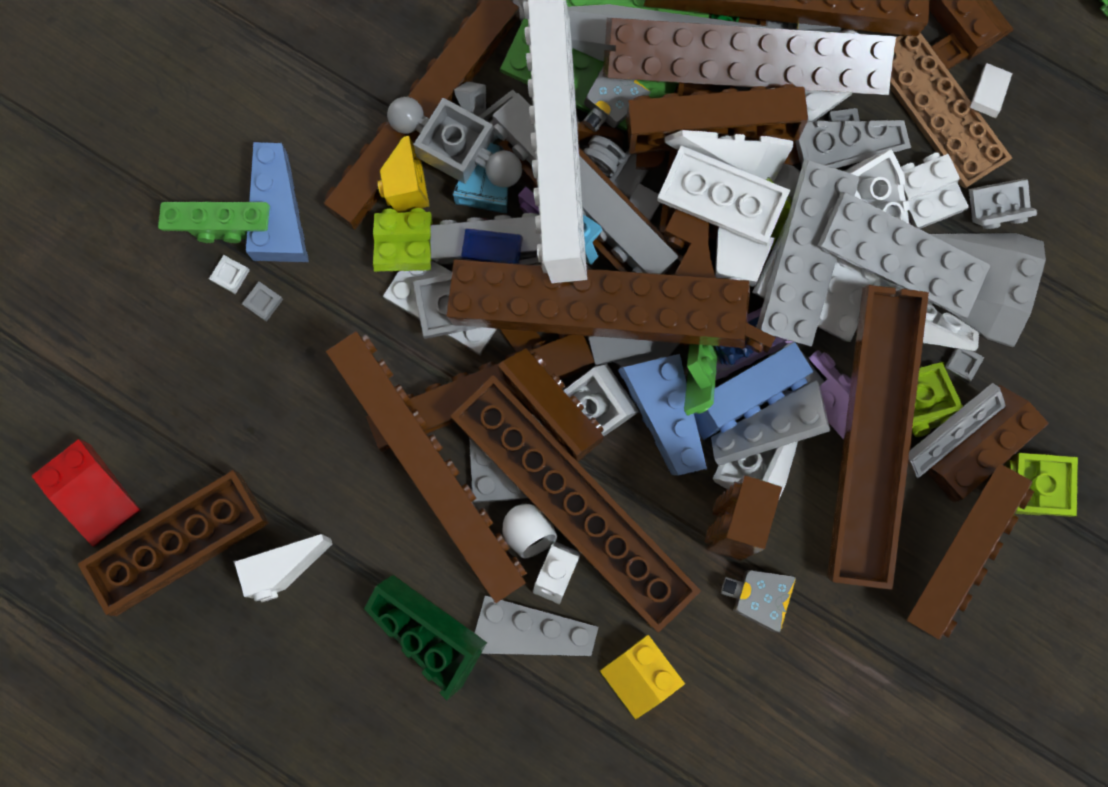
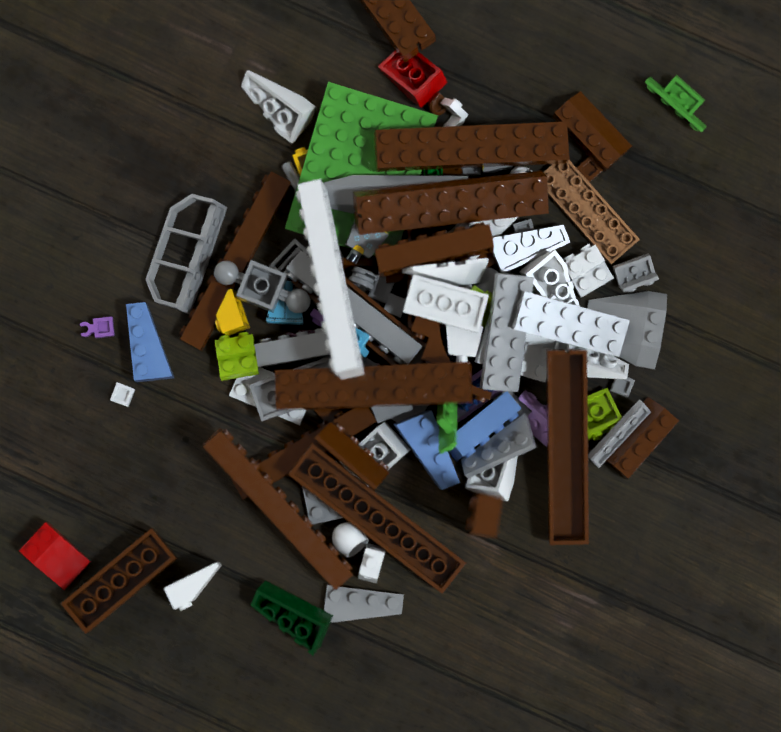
camera: 10 degrees left, 5 degrees up
(214, 174) = (101, 327): none -> medium lavender plate
(215, 219) = (108, 360): bright green bracket -> none
(262, 301) = (148, 410): light grey tile -> none
(372, 97) = (201, 255): none -> light grey plate
(472, 97) = (268, 250): light grey slope -> none
(491, 246) = (298, 355): clear blue tile -> none
(642, 677) = (436, 623): yellow slope -> none
(761, 597) = (506, 560): light grey torso -> none
(970, 551) = (635, 514): reddish brown brick -> none
(991, 90) = (620, 194): white tile -> none
(1053, 483) = (680, 460): lime plate -> none

